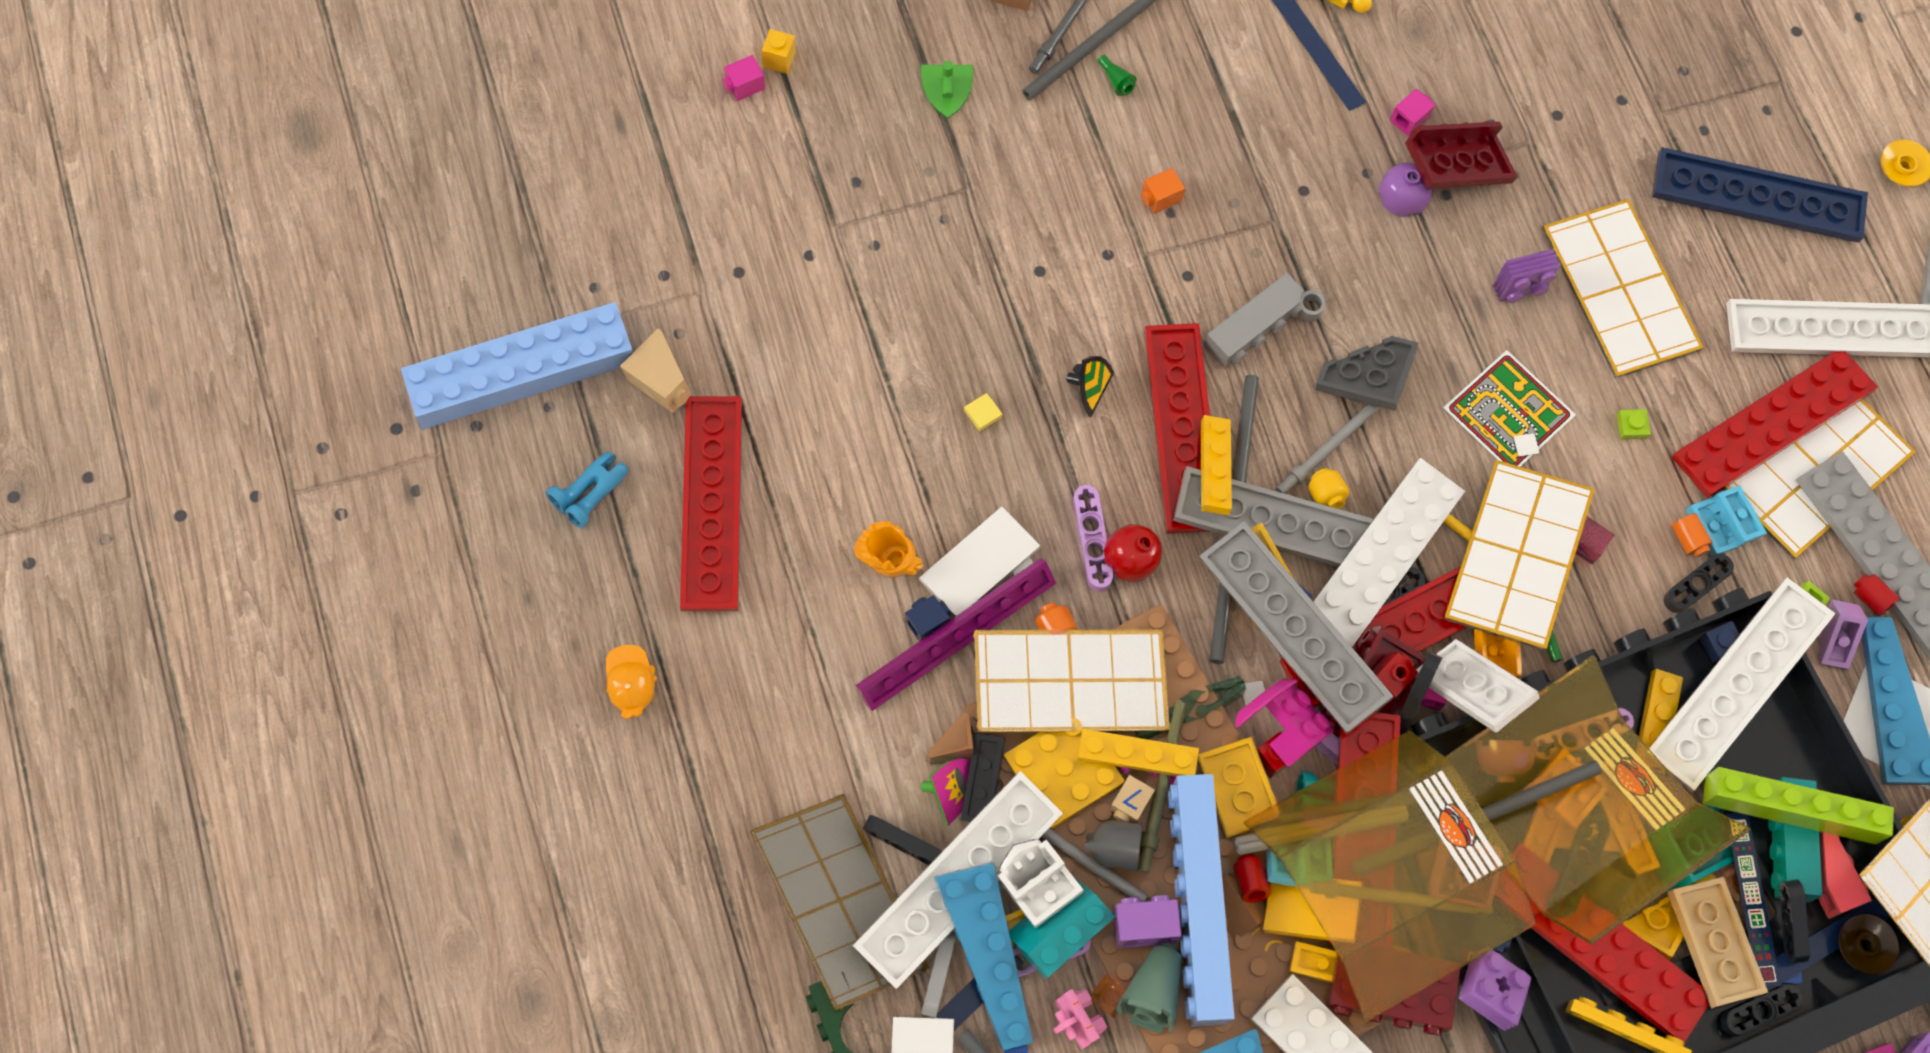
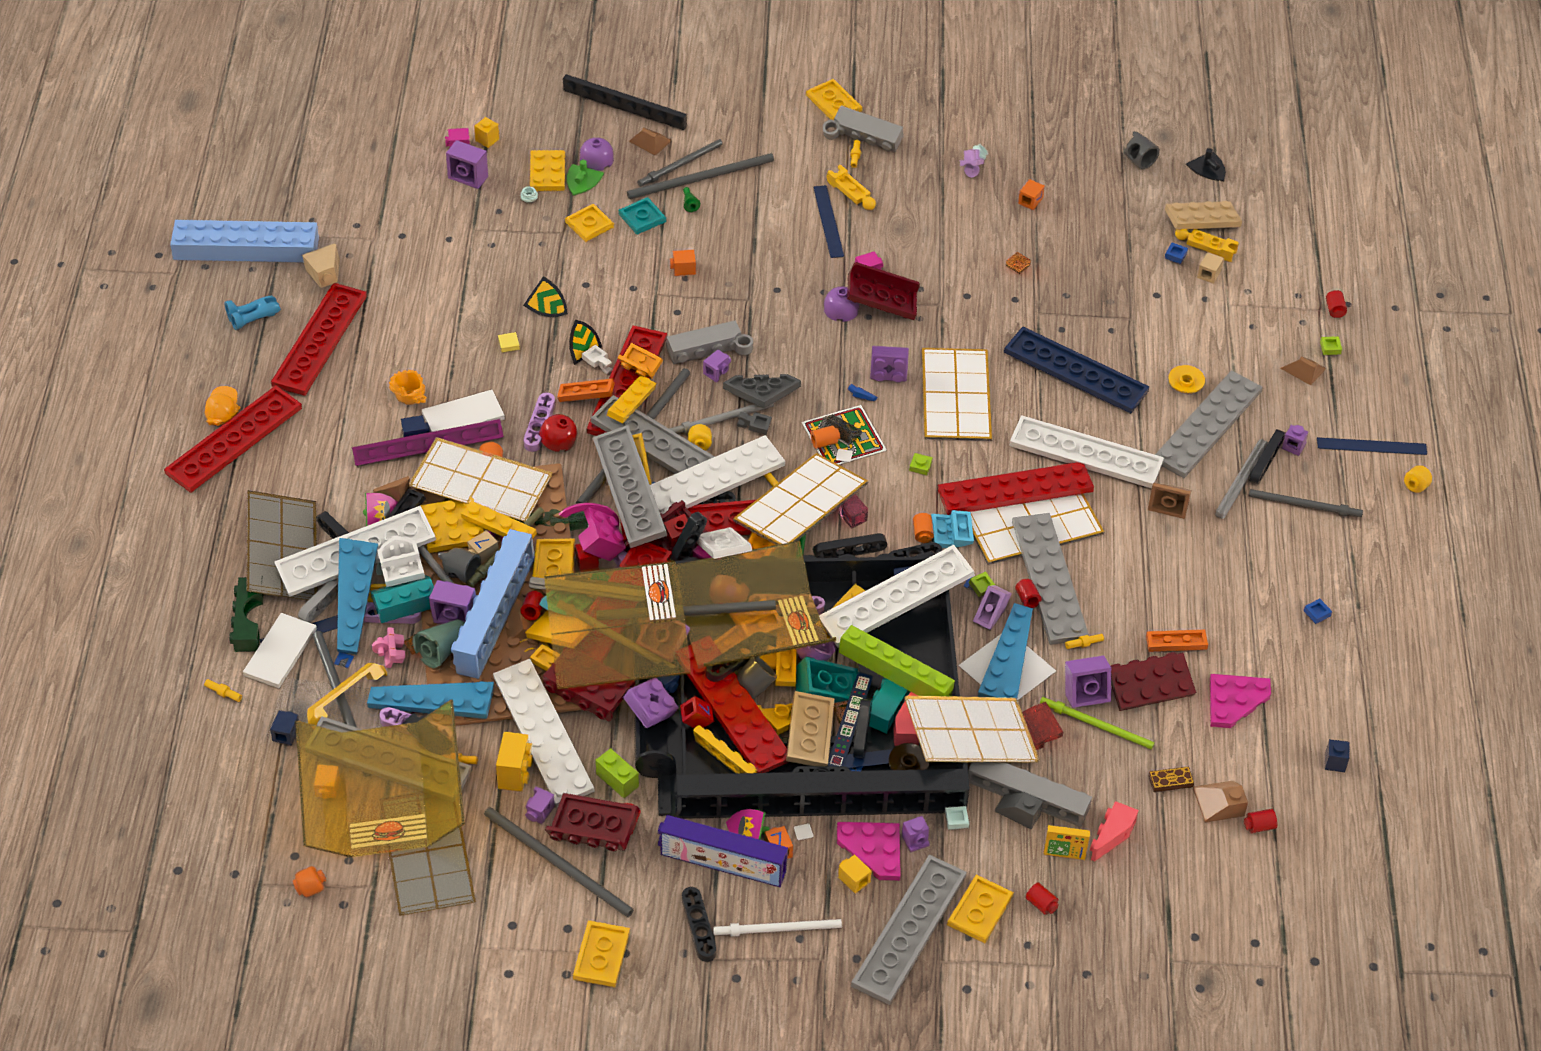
camera: 25 degrees right, 20 degrees down
(672, 730) = (233, 439): none -> red plate
(782, 121) = (467, 164): none -> medium lavender brick
(888, 134) = (529, 194): none -> light aqua plate
(893, 88) = (547, 170): none -> yellow plate
(950, 38) = (597, 153): none -> medium lavender cylinder
(995, 161) = (589, 222): none -> yellow tile
(1007, 324) = (546, 300): none -> shield
(1062, 124) = (642, 215): none -> teal tile
(1119, 398) = (596, 356): none -> white plate
(1137, 465) = (585, 390): none -> orange plate
(1193, 390) = (640, 360): none -> light orange bracket
(1292, 355) = (716, 365): none -> medium lavender brick
(1391, 432) = (757, 423): none -> dark grey plate
(1493, 427) = (825, 436): none -> orange brick
(1501, 331) = (861, 393): none -> blue bar
(1502, 404) = (847, 432): none -> clear smoke slope
(1562, 979) = (696, 712): none -> red brick
(1603, 39) = (1018, 262): none -> clear orange plate
(1612, 602) = (871, 544): none -> black beam

